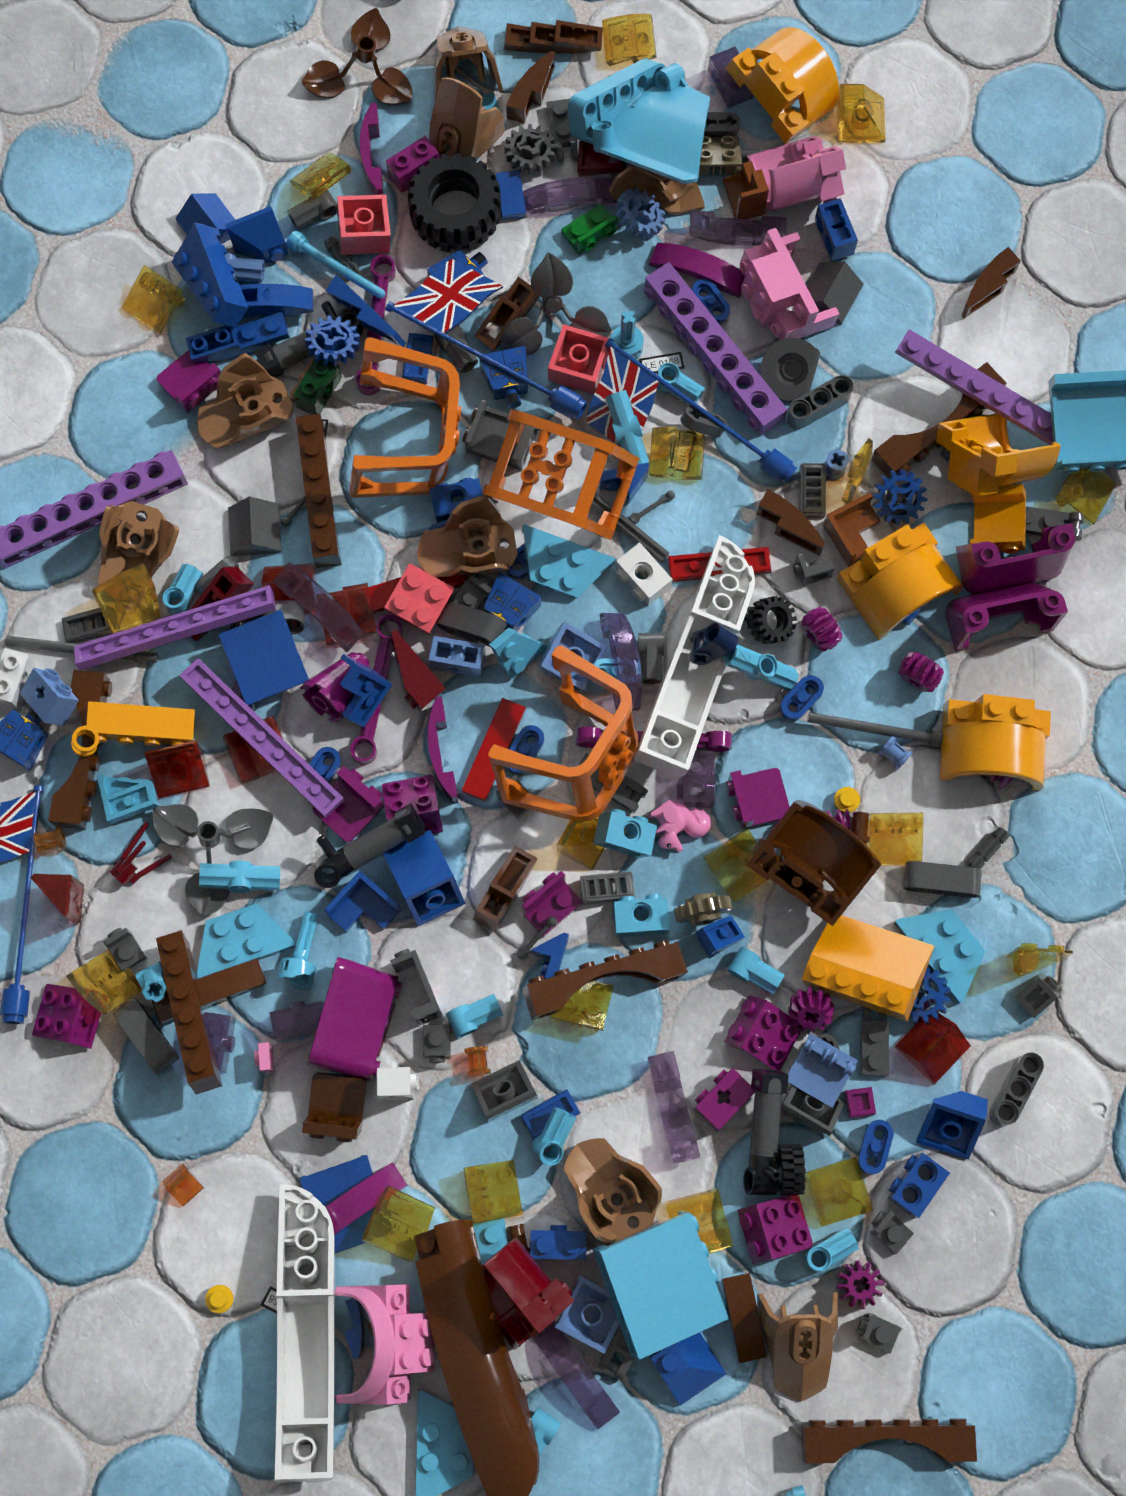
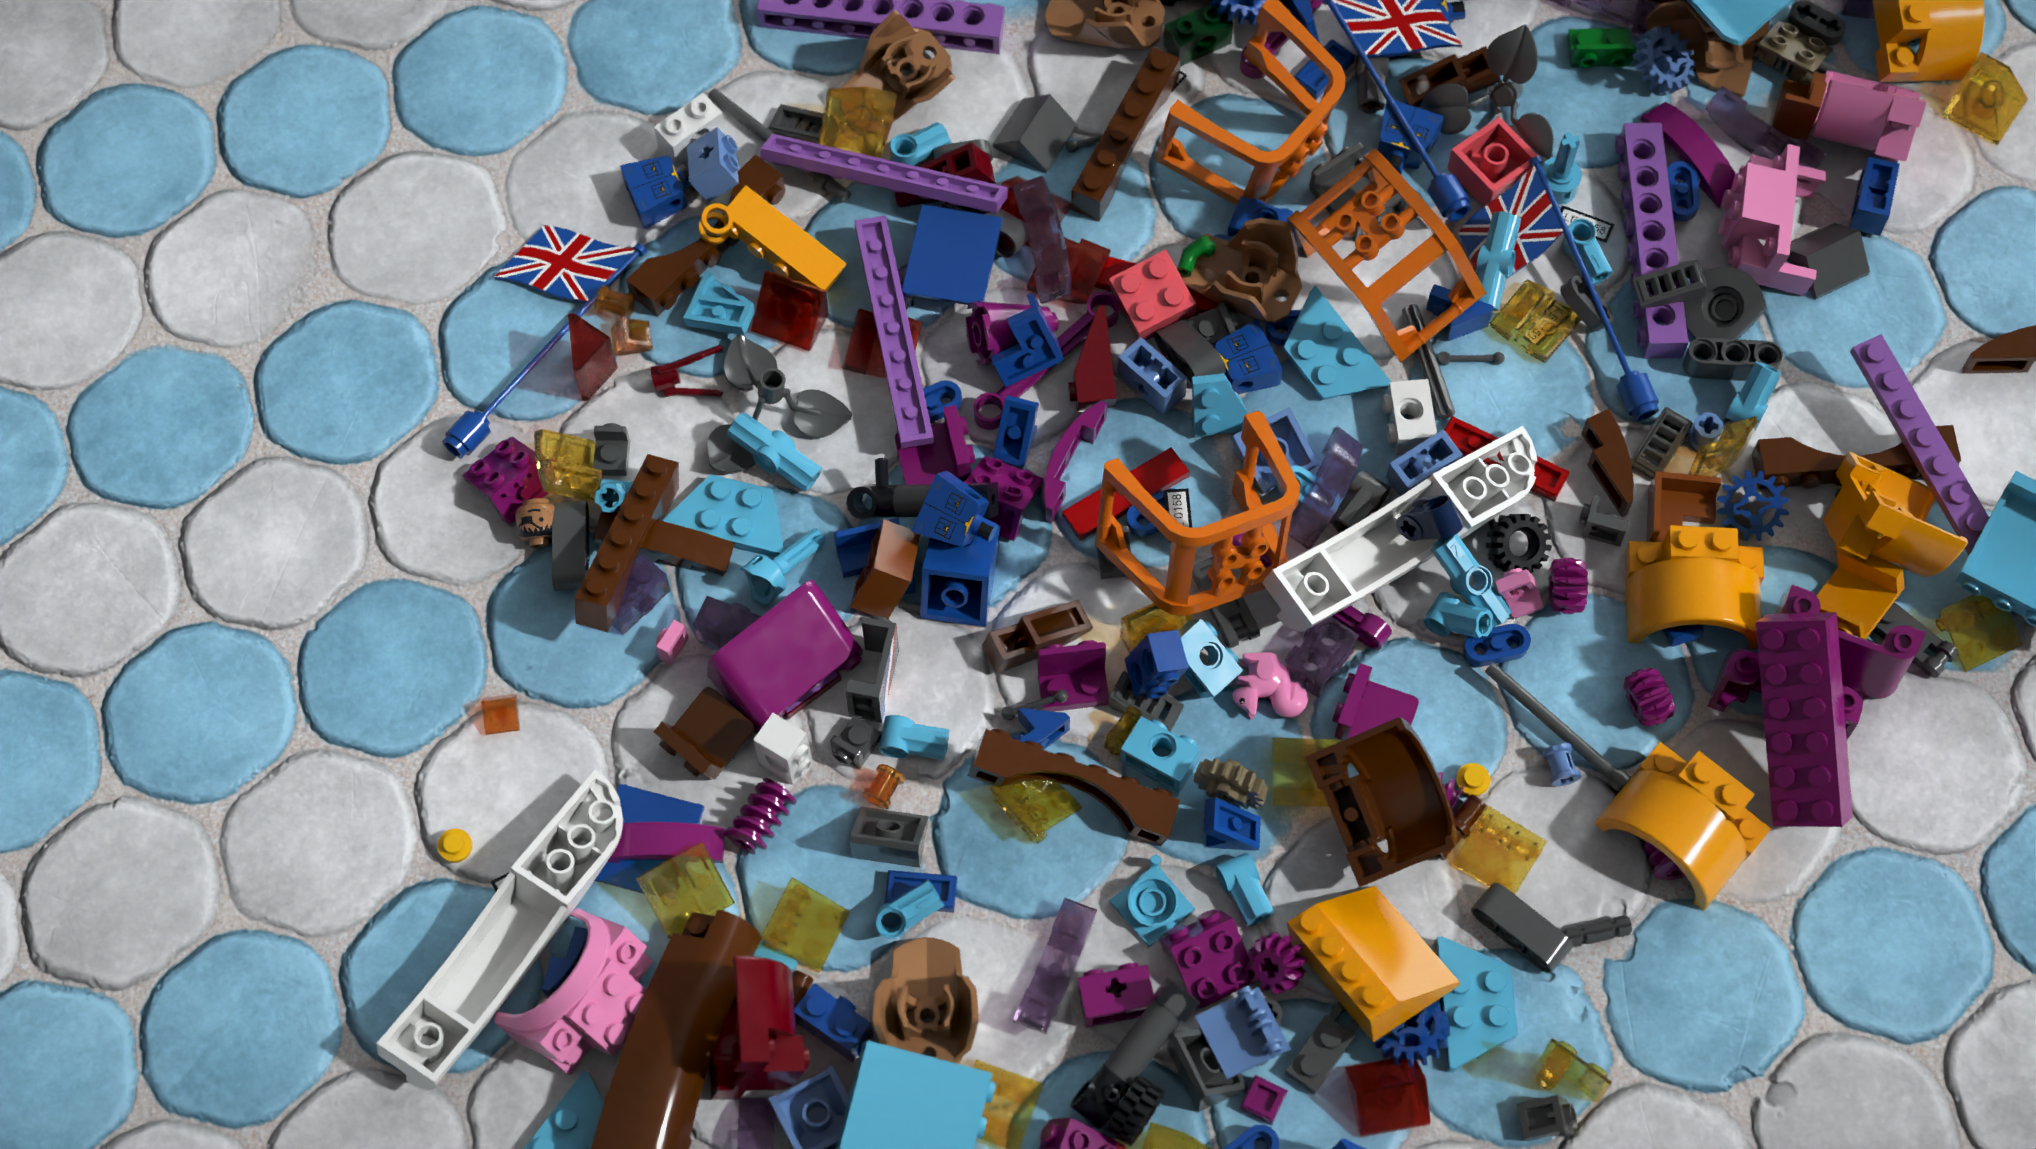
camera: 35 degrees right, 10 degrees down
(78, 856) = (631, 337): none -> clear orange slope
(110, 1036) = (535, 522): none -> medium nougat head
(378, 911) = (887, 570): none -> dark orange panel
(393, 754) = (1016, 431): none -> blue slope
(400, 847) = (954, 513): none -> blue torso
(412, 1137) = (759, 815): none -> magenta piece
(425, 549) = (1190, 253): none -> green arm
(540, 742) = (1178, 506): none -> sticker
(603, 861) = (1156, 664): none -> blue brick
(604, 926) = (1121, 730): none -> clear yellow arm
(676, 605) = (1422, 462): none -> medium blue brick
(703, 1020) = (1152, 904): none -> medium azure hat
(761, 696) = (1452, 615): none -> medium azure piece
(766, 363) = (1677, 272): none -> dark grey slope
(795, 653) = (1520, 592): none -> bright pink bracket
(851, 426) = (1754, 394): none -> medium azure piece
(1034, 629) = (1804, 719): none -> magenta brick

